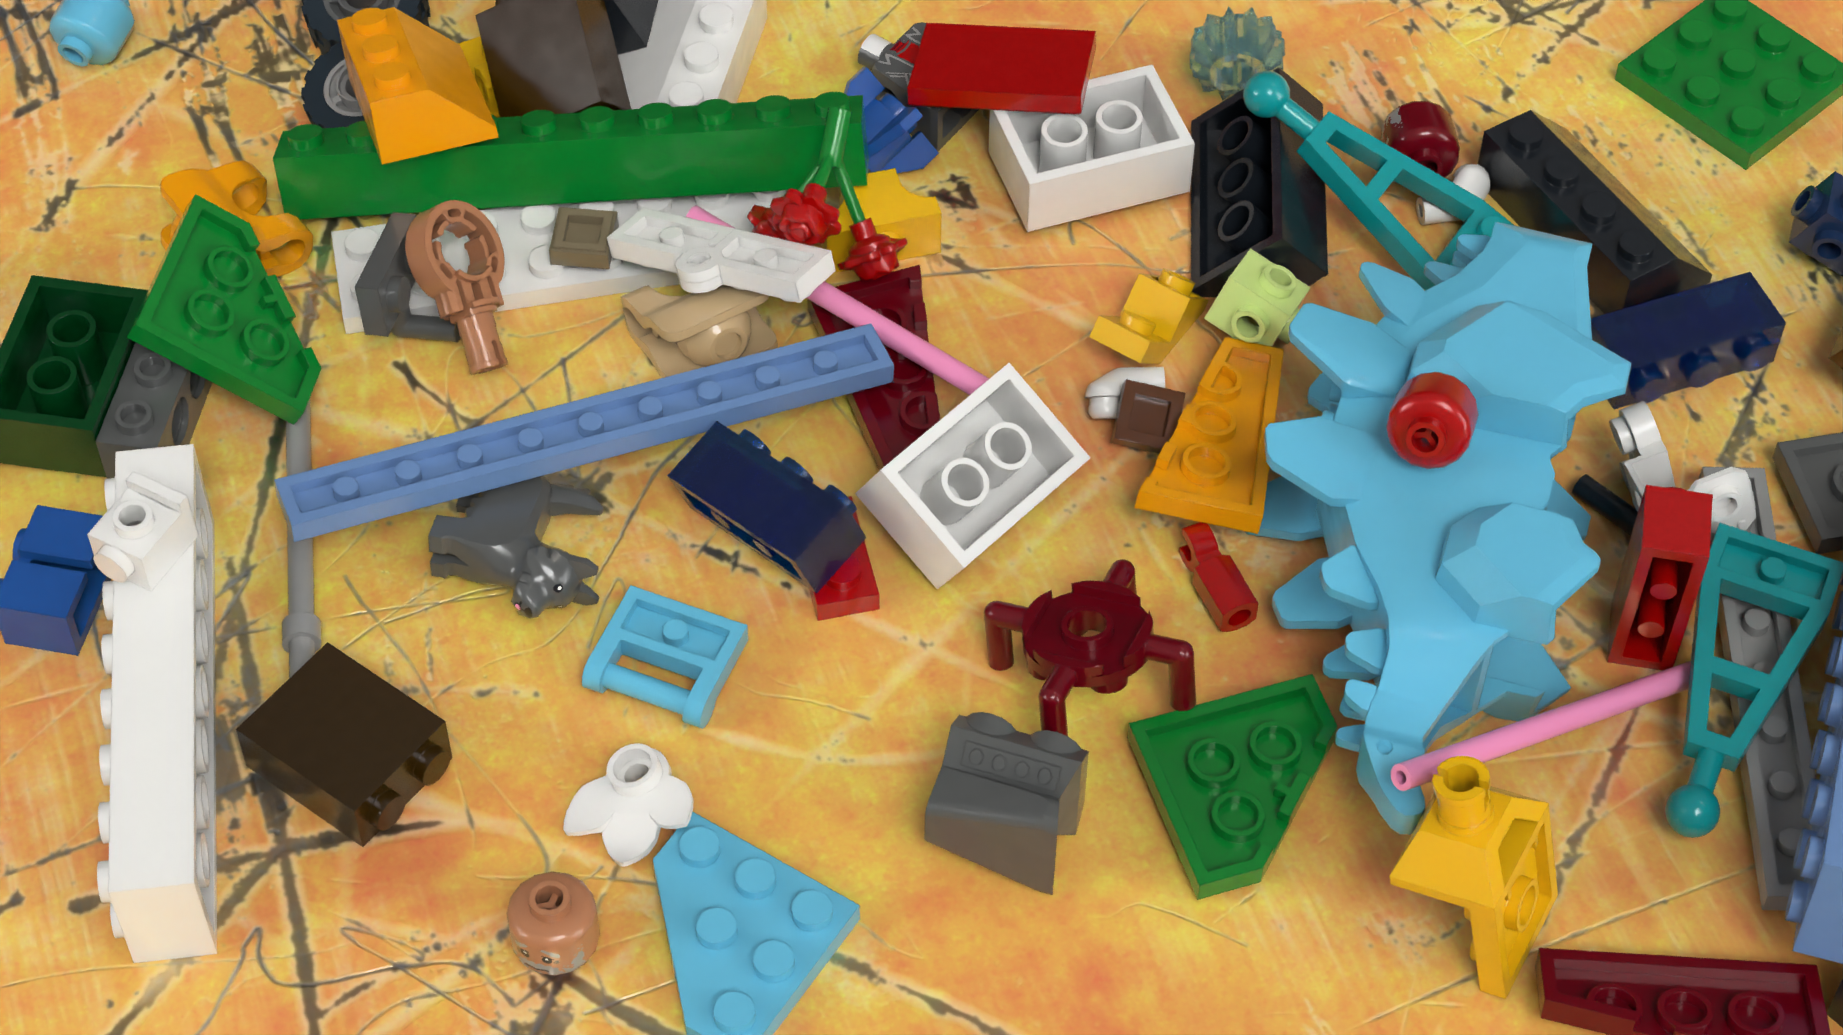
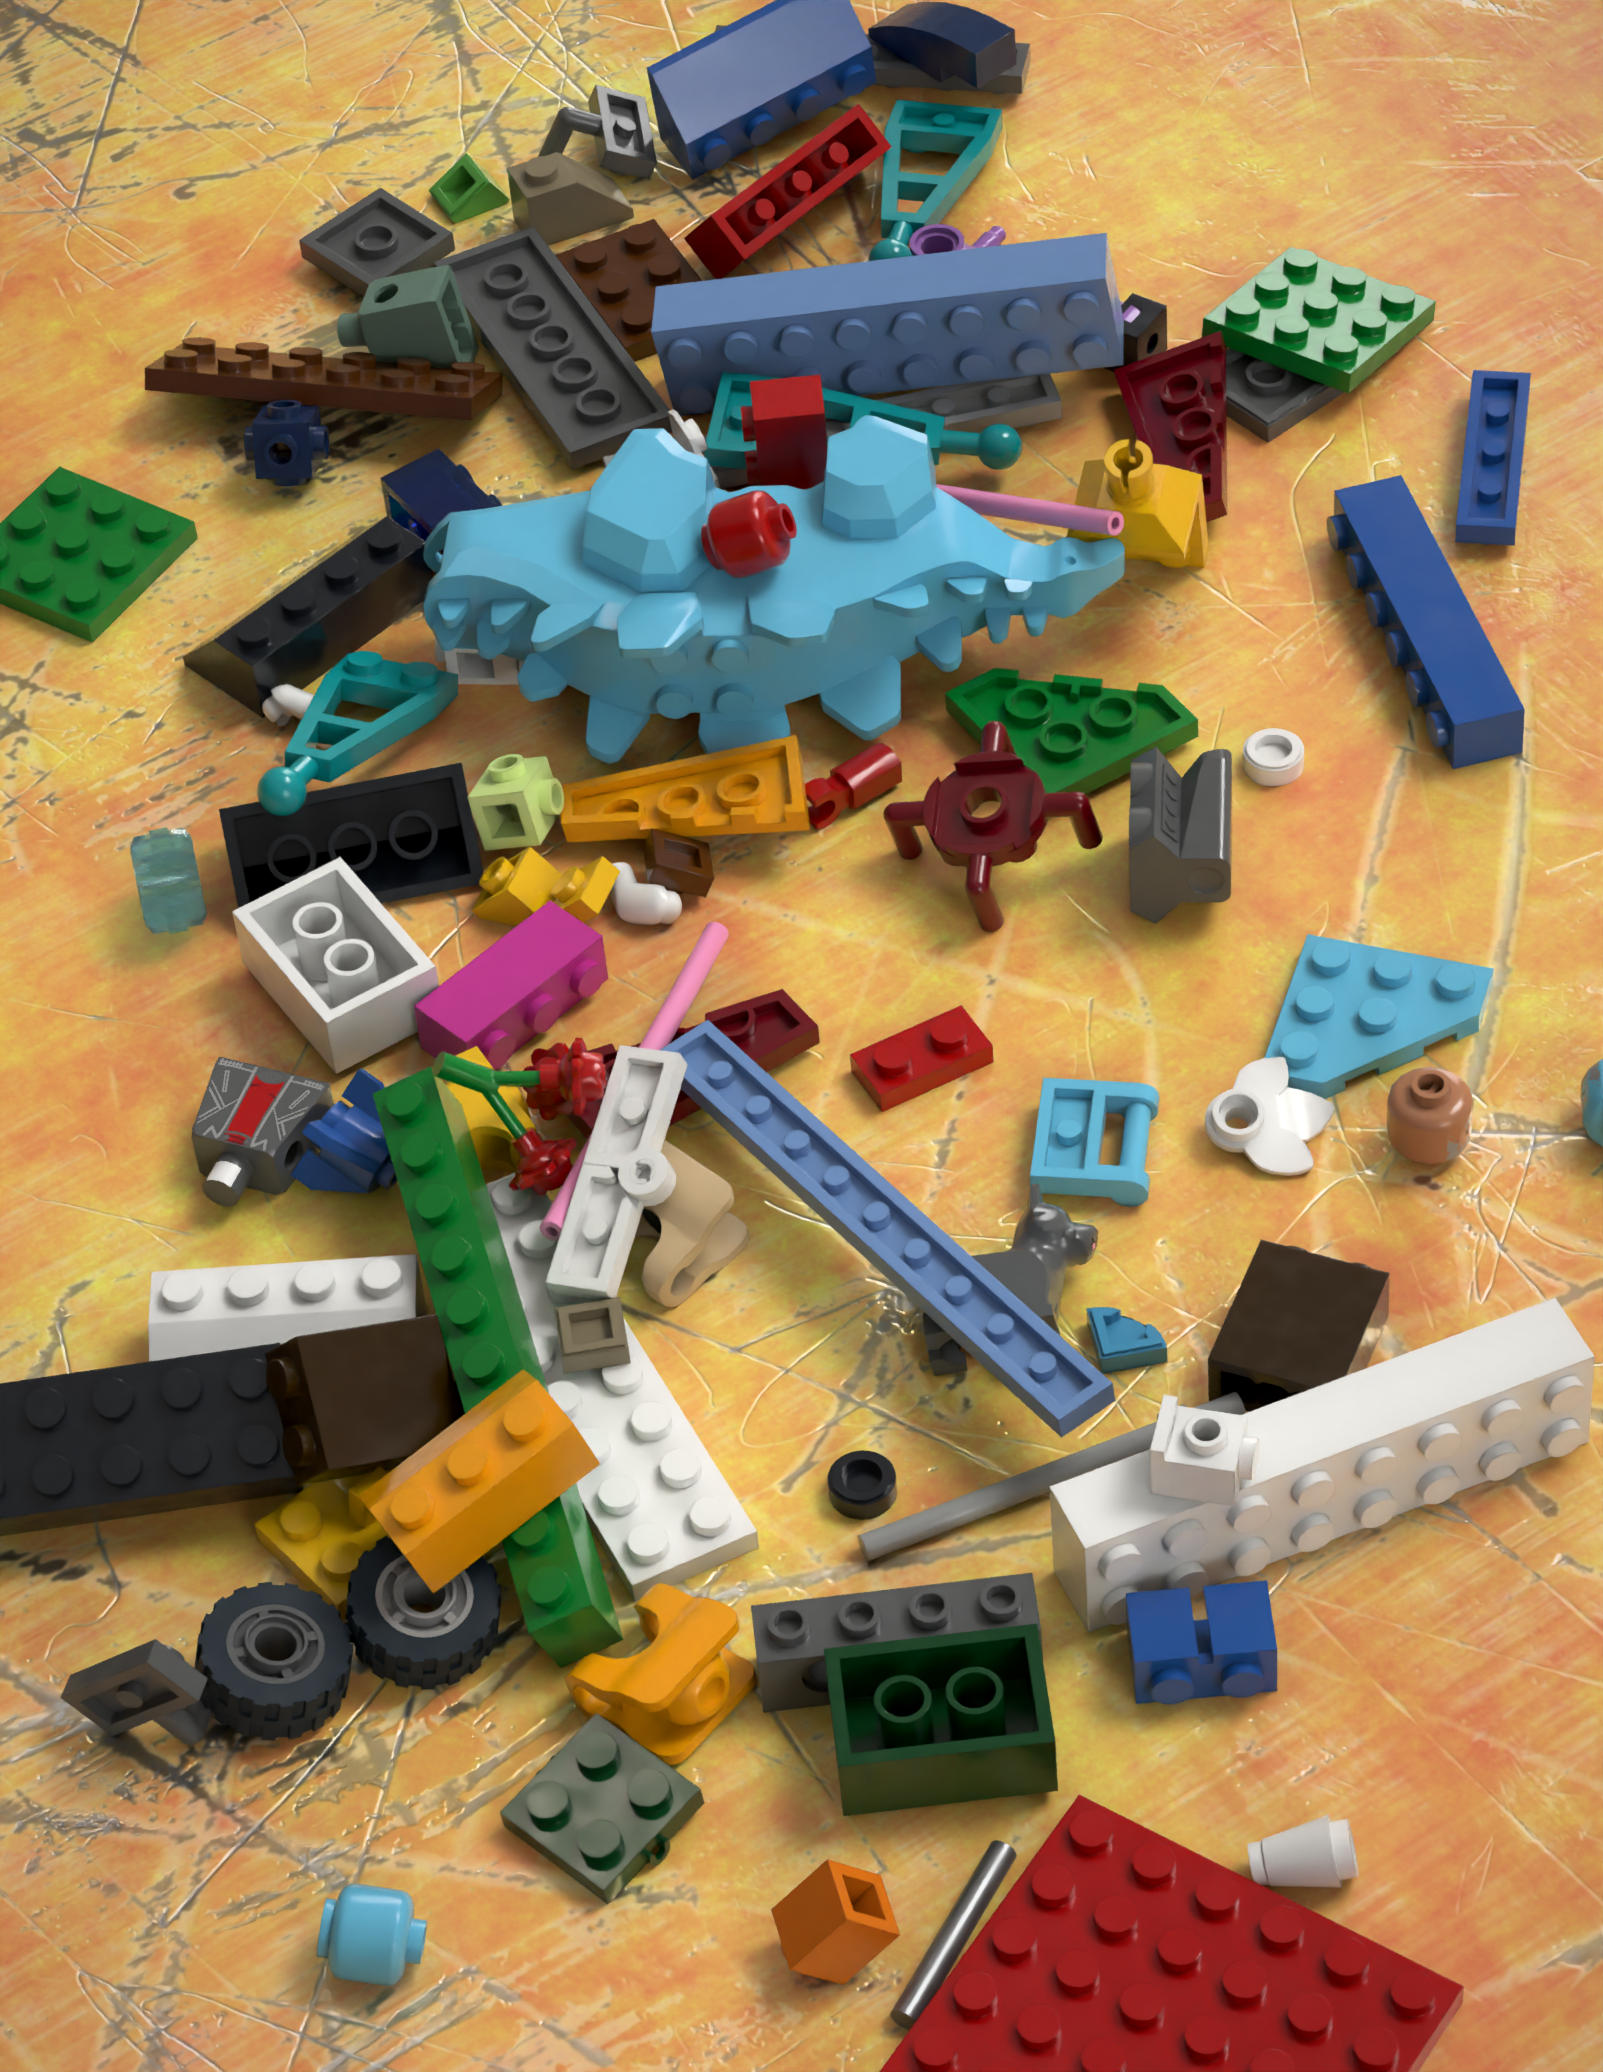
camera: 100 degrees left, 5 degrees down
(123, 176) = (602, 1808): none -> plate
(225, 315) = (856, 1562): green plate -> none
(364, 406) = (862, 1485): none -> black tile
(386, 288) = (723, 1453): dark grey plate -> none
(428, 625) = (1122, 1341): none -> dark azure tile
(461, 296) = (718, 1396): nougat pin -> none
(769, 505) = (908, 1077): clear blue brick -> none
(972, 476) = (820, 939): white brick -> none
(1002, 68) = (274, 1020): red tile -> none
(1023, 269) = (514, 988): none -> dark pink brick
(1143, 961) = (1273, 757): none -> white tile
(1423, 134) = (250, 736): dark red head -> none

